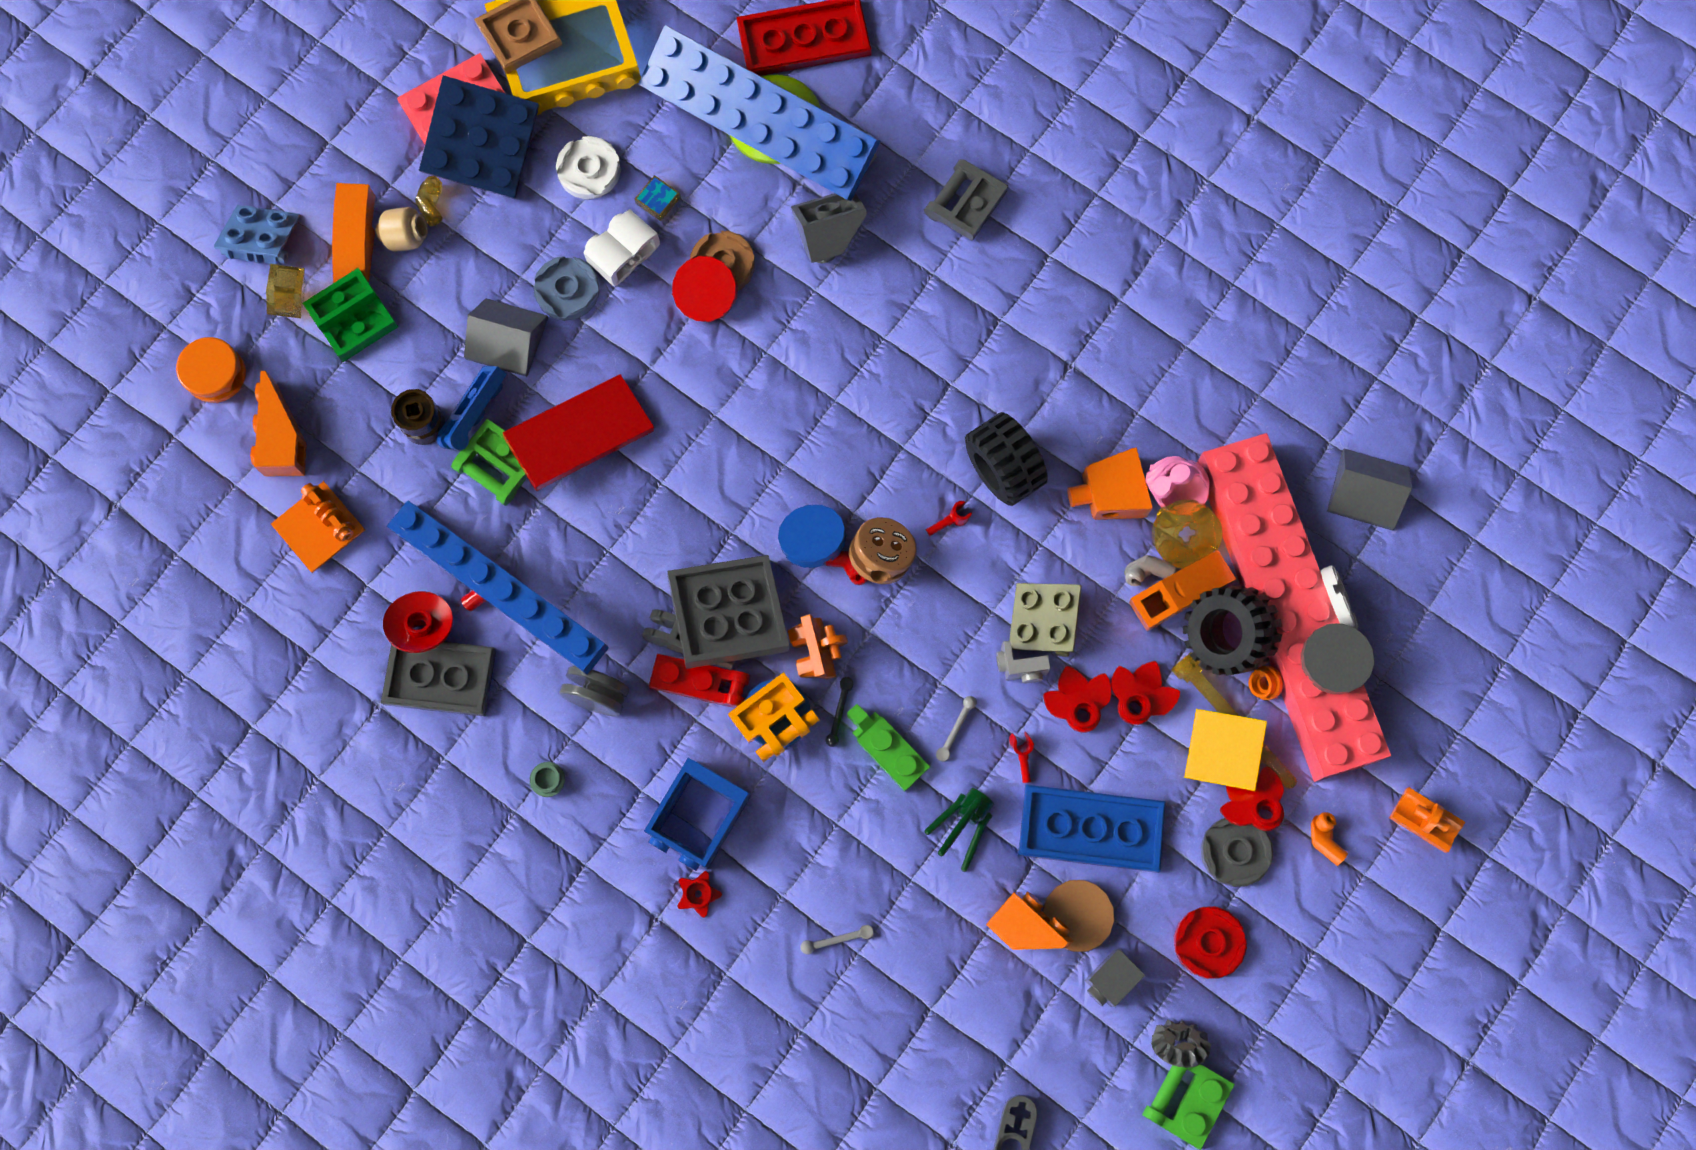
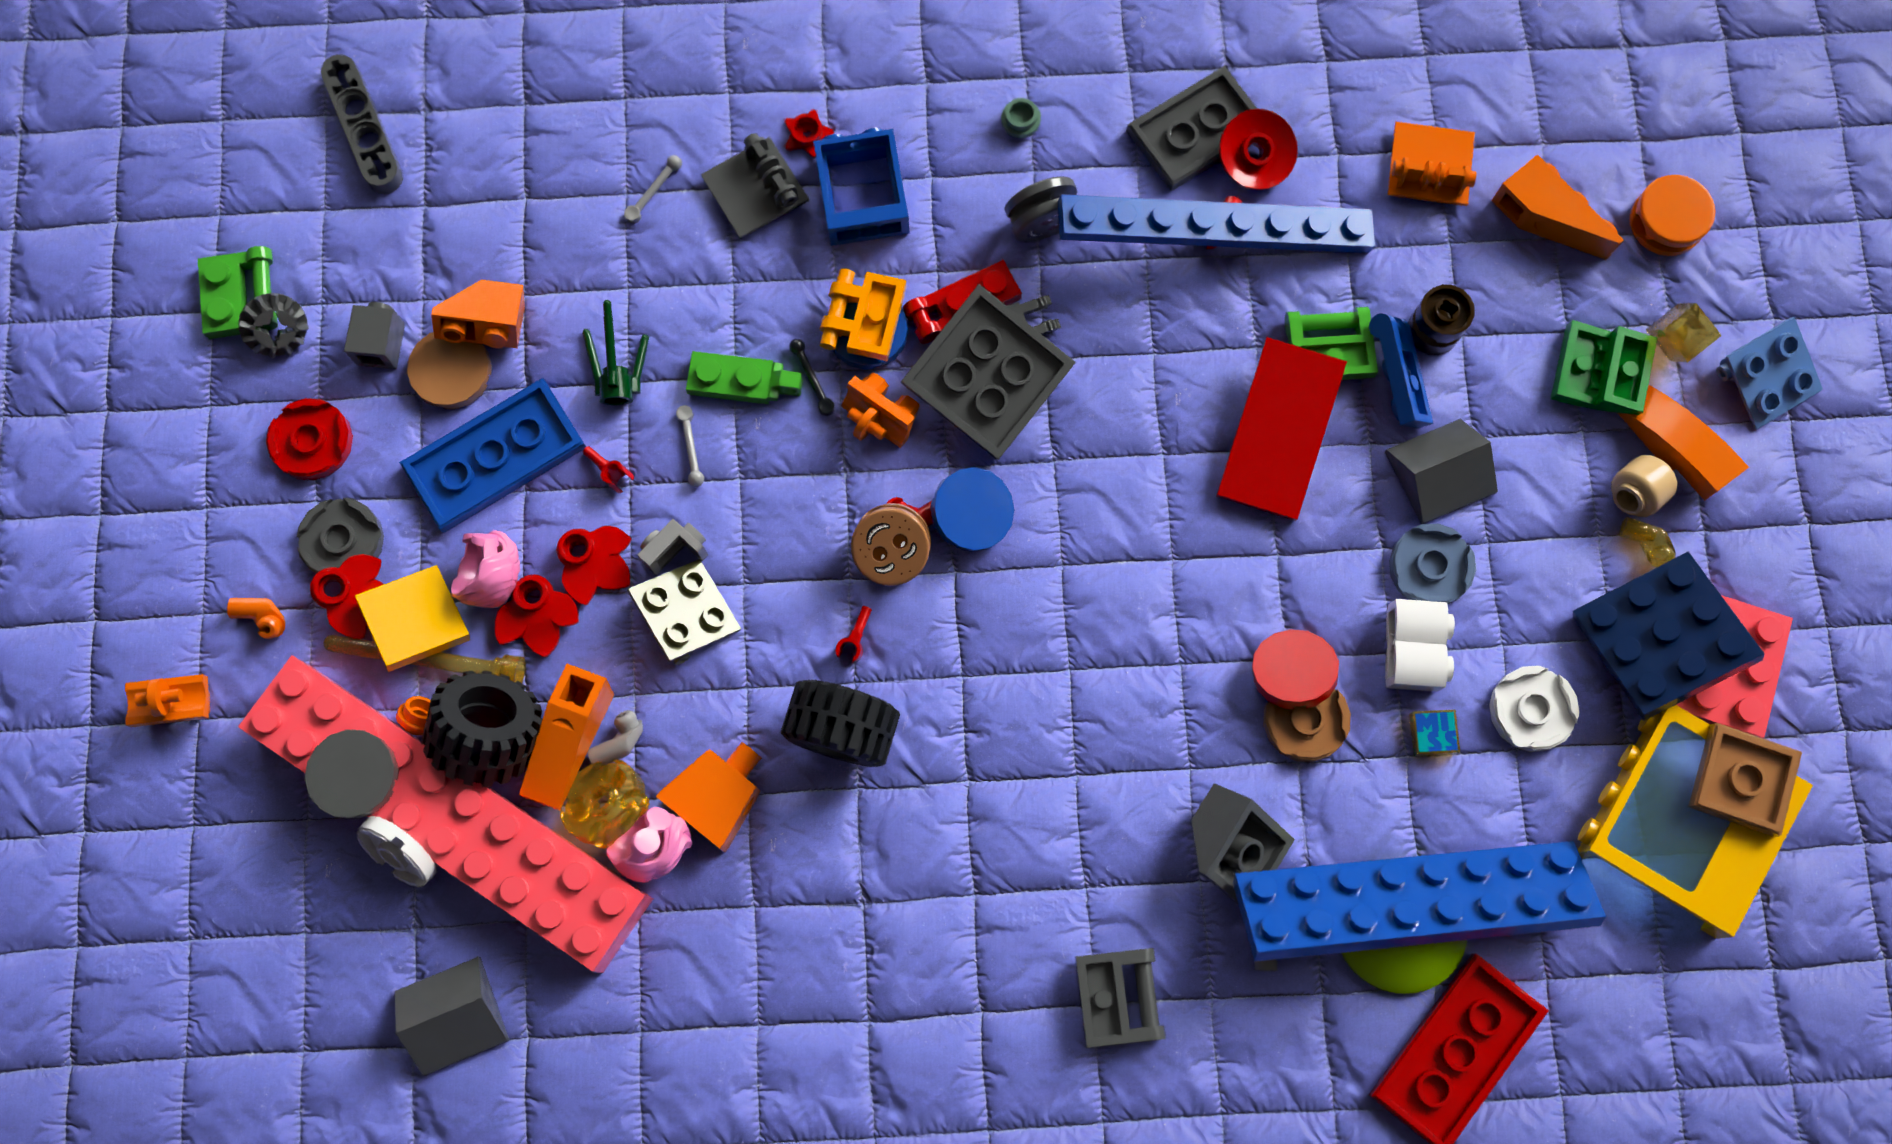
camera: 140 degrees right, 0 degrees up
(767, 879) = (754, 186): none -> dark grey hinge
(1155, 741) = (487, 570): none -> bright pink hair

